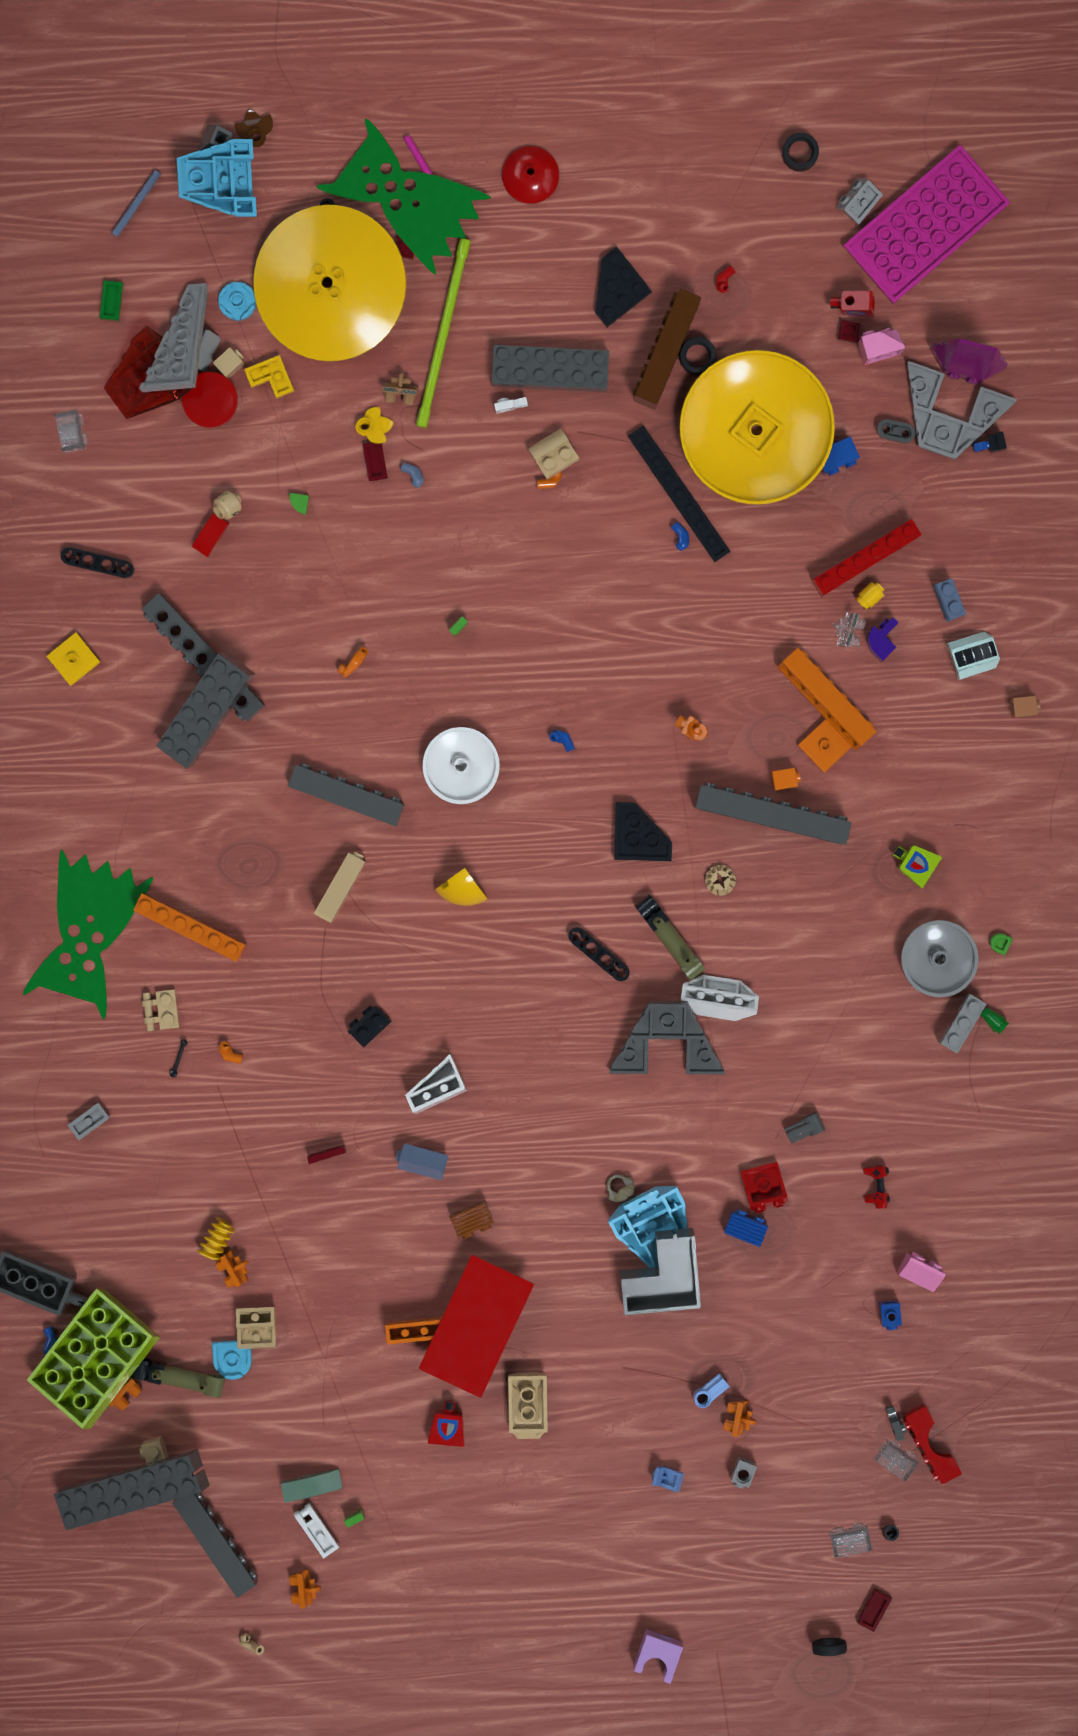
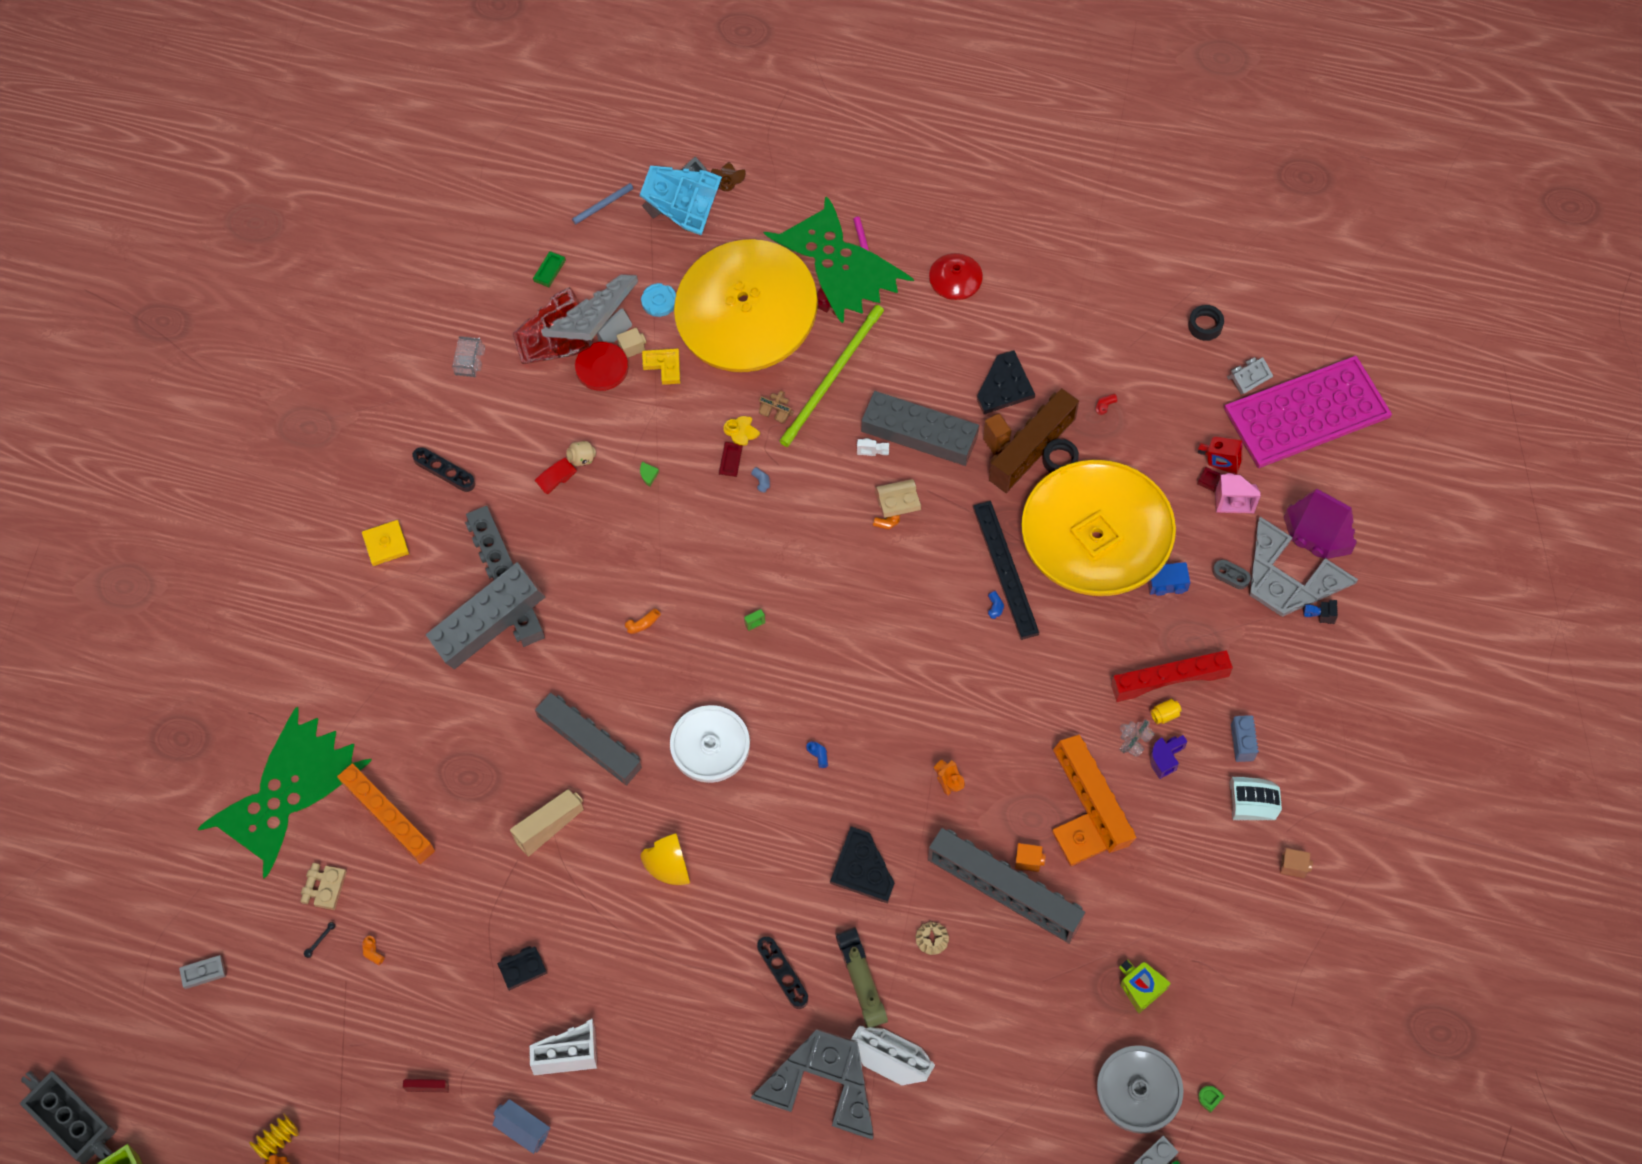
camera: 20 degrees right, 25 degrees down
(629, 354) = (996, 433): none -> dark orange brick

